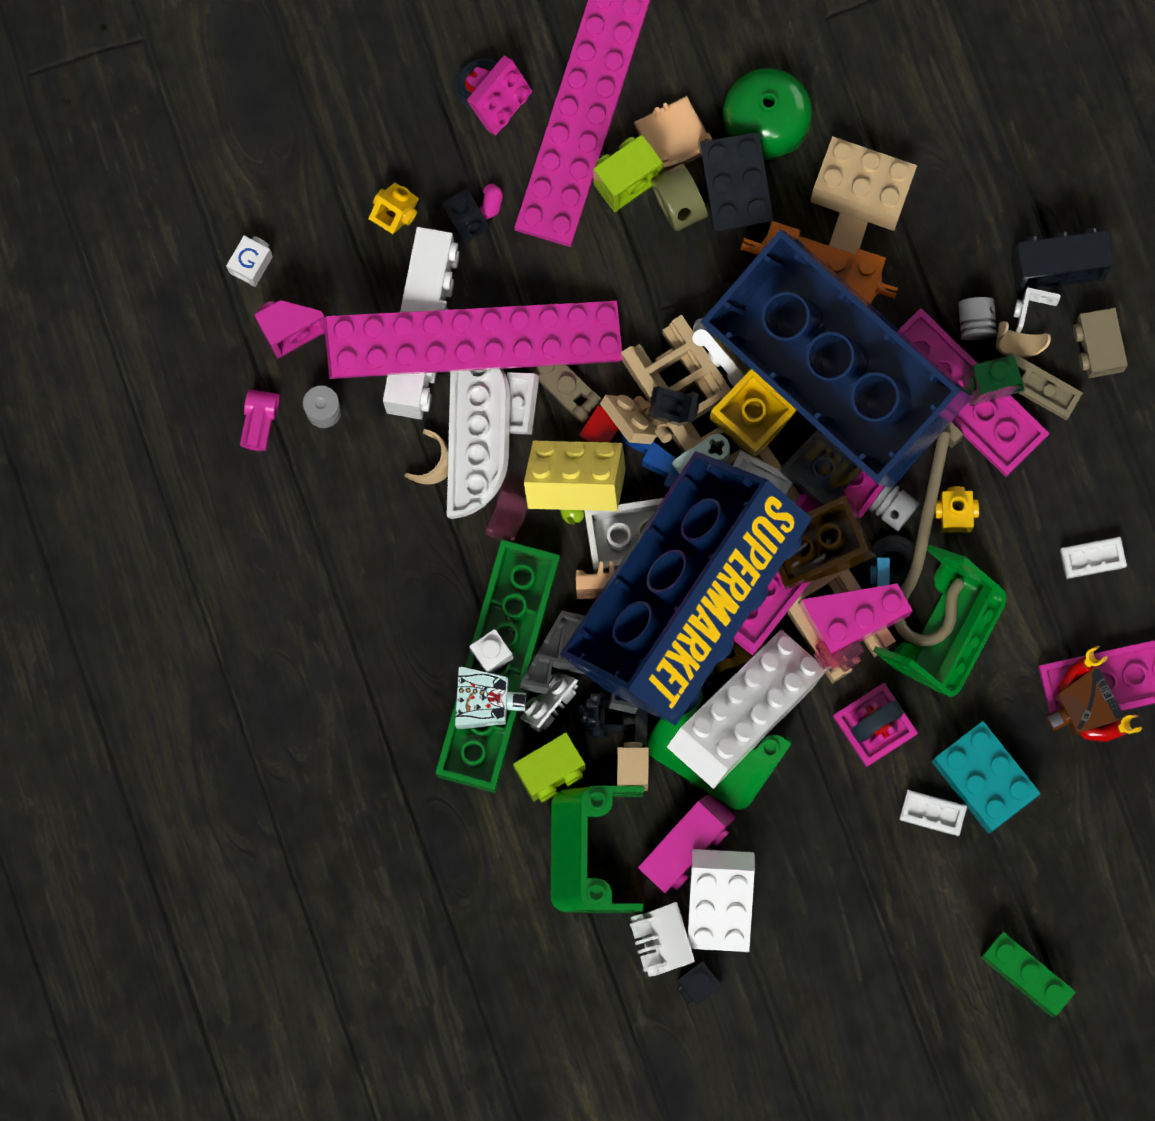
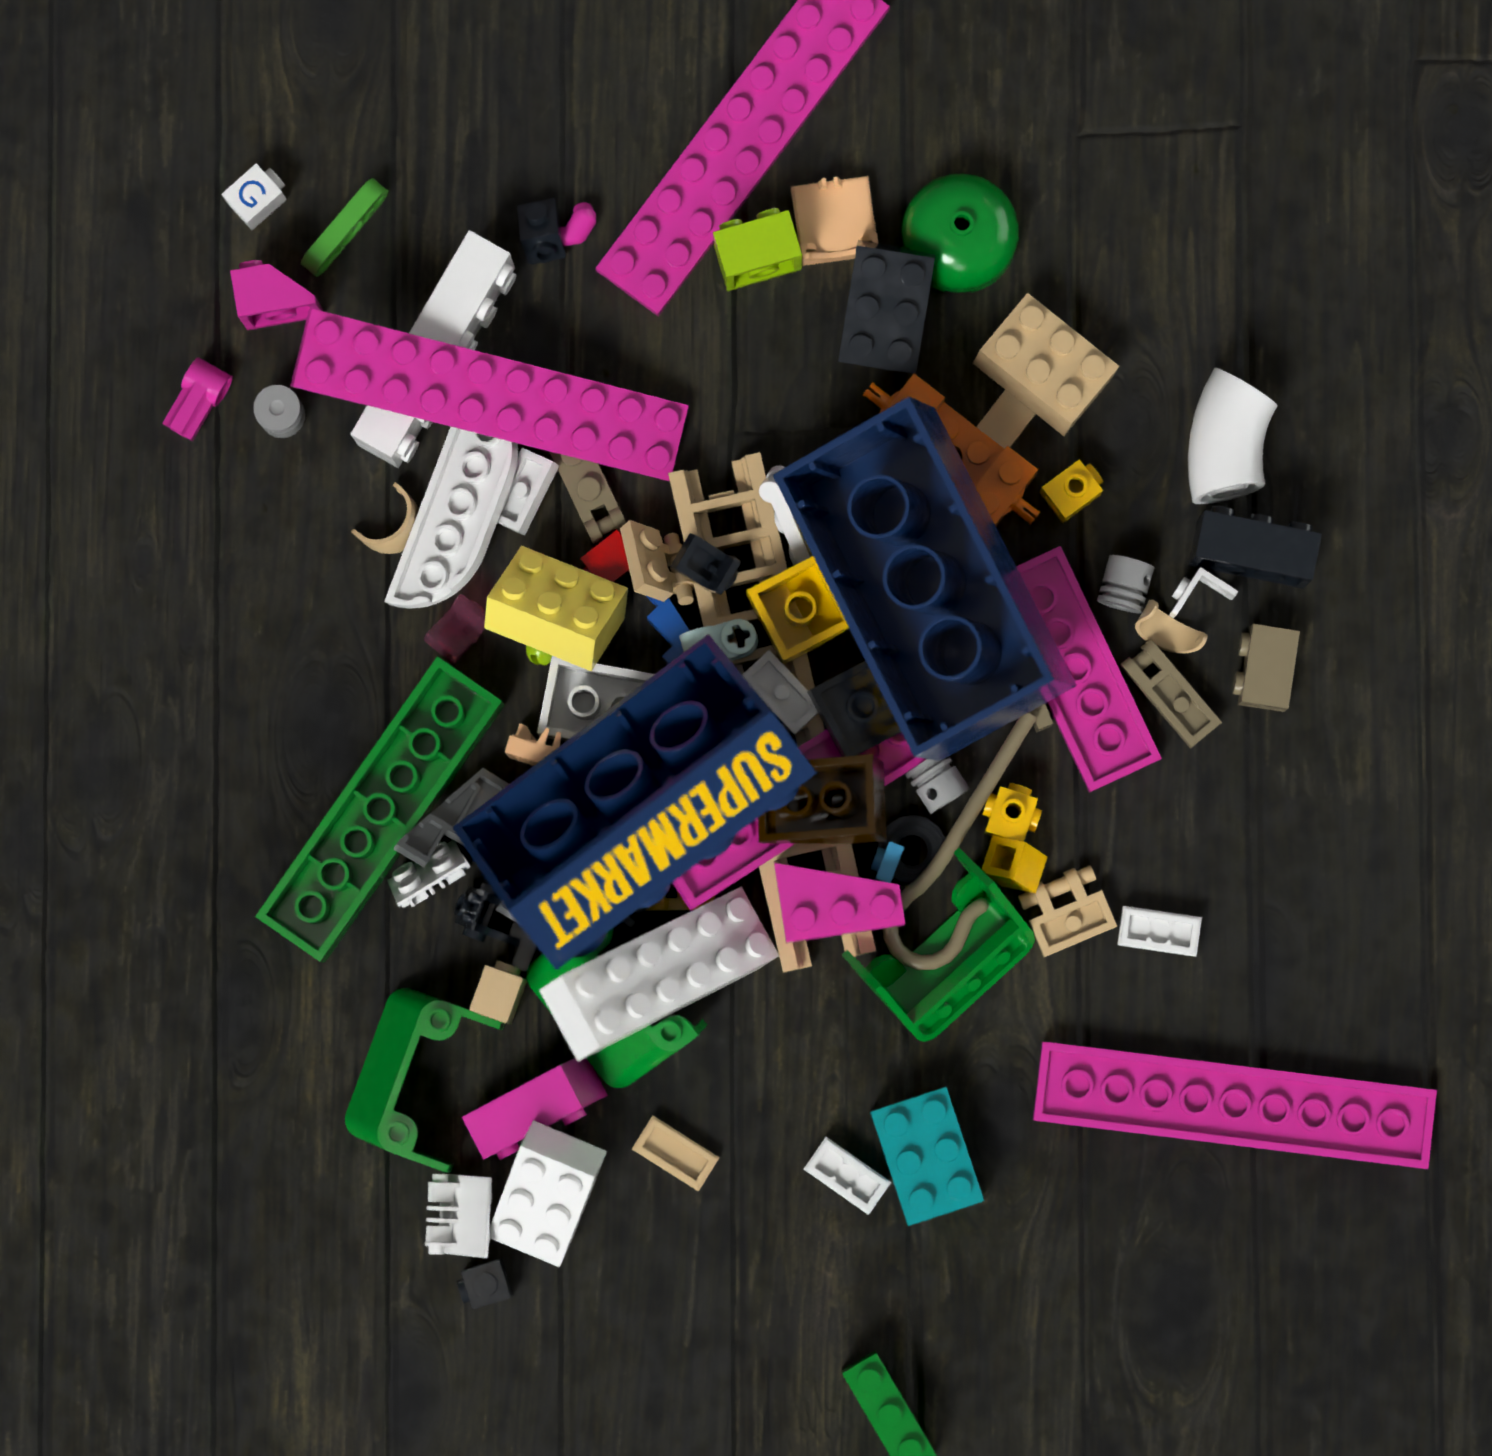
camera: 20 degrees right, 5 degrees up
(322, 260) = (344, 227): none -> bright green beam
(394, 208) = (454, 192): yellow brick -> none
(484, 699) = (344, 848): light aqua torso -> none
(491, 652) = (373, 793): white brick -> none
(492, 91) = (627, 86): dark pink plate -> none
(550, 768) = (398, 957): lime brick -> none
(679, 197) = (809, 303): olive piece -> none
(802, 841) = (675, 1153): none -> tan tile
(845, 658) = (806, 952): clear pink bracket -> none
(875, 725) = (816, 1043): dark pink plate -> none
(914, 266) = (1072, 490): none -> yellow brick
(973, 543) = (1014, 864): none -> yellow brick
(993, 380) = (1114, 670): dark green torso -> none
(1013, 190) = (1227, 439): none -> white brick
(1028, 573) = (1072, 922): none -> tan plate
(1088, 703) = (1083, 1112): torso -> none

